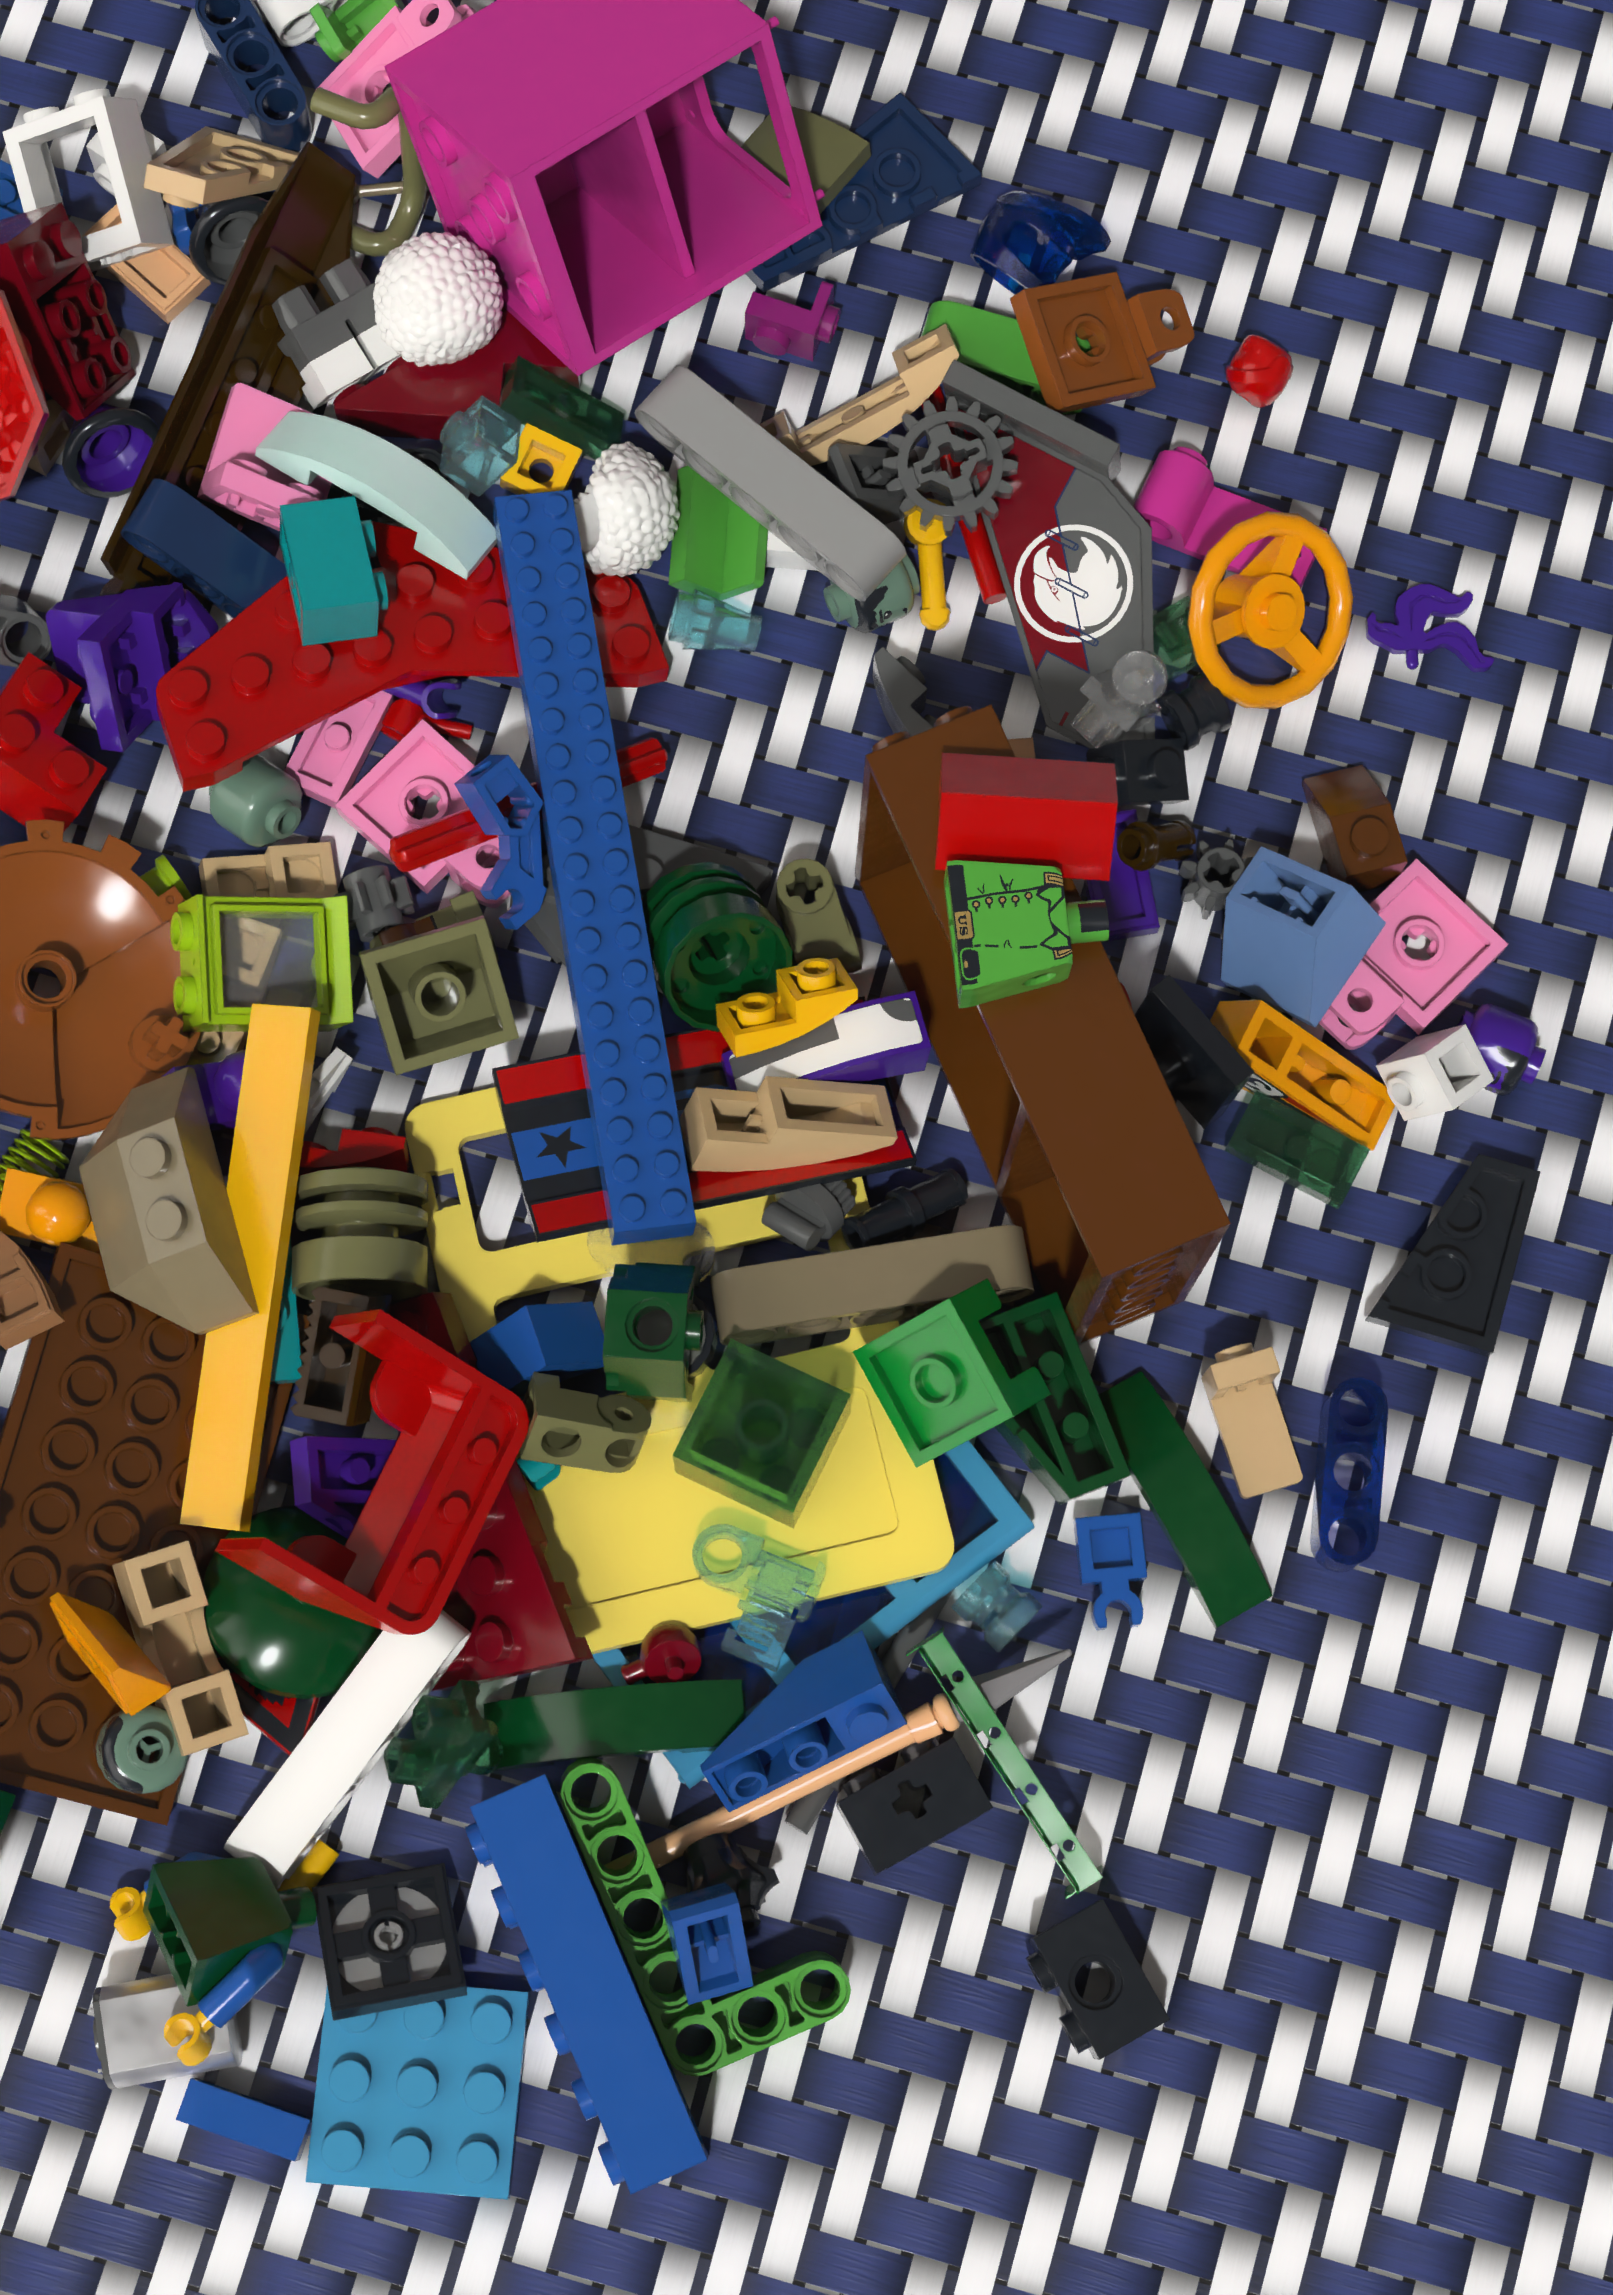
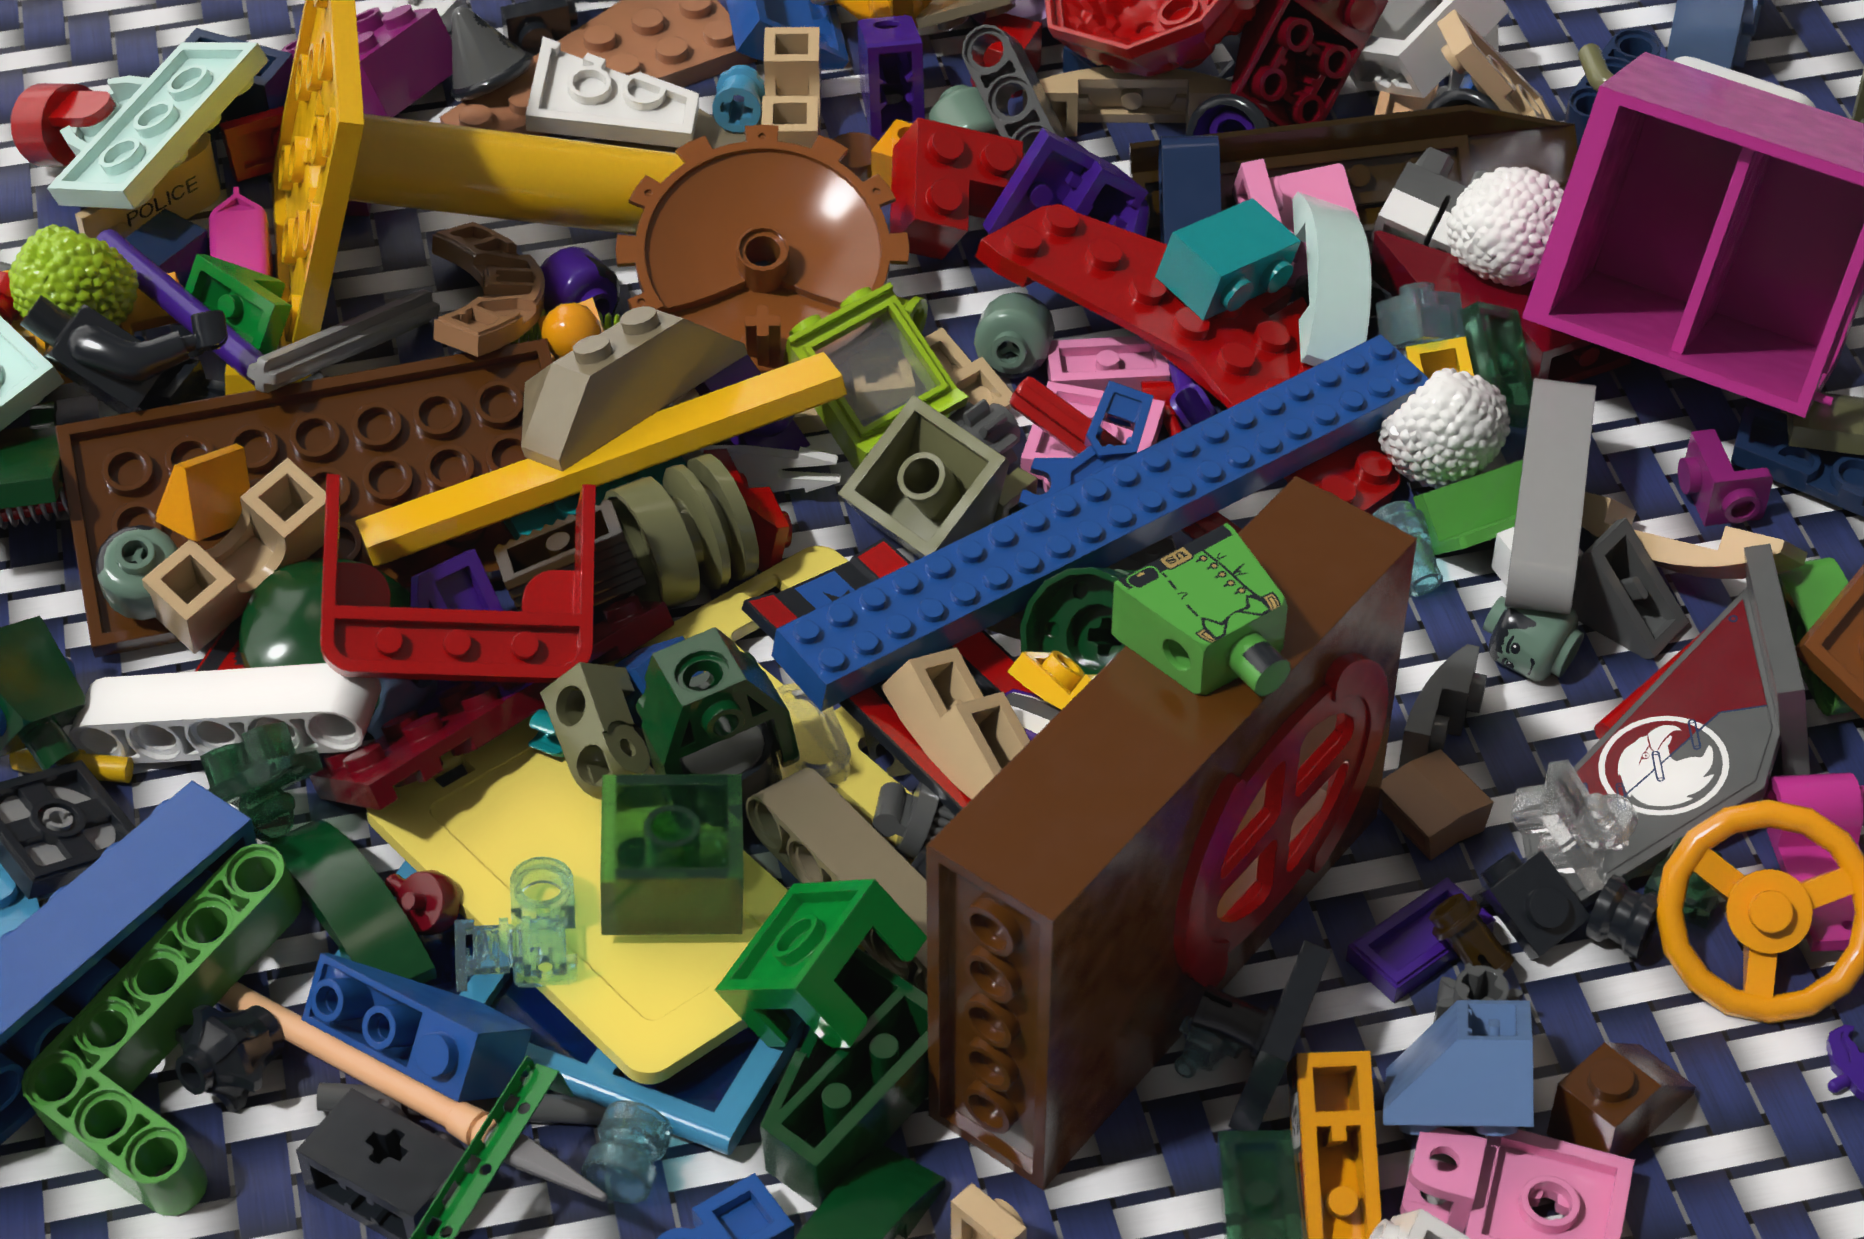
camera: 65 degrees right, 30 degrees down
(708, 1942) = (152, 1013): blue slope -> none
(934, 610) = (1622, 647): yellow piece -> none
(977, 455) = (1680, 608): dark grey gear -> none
(1027, 813) = (1330, 579): red piece -> none

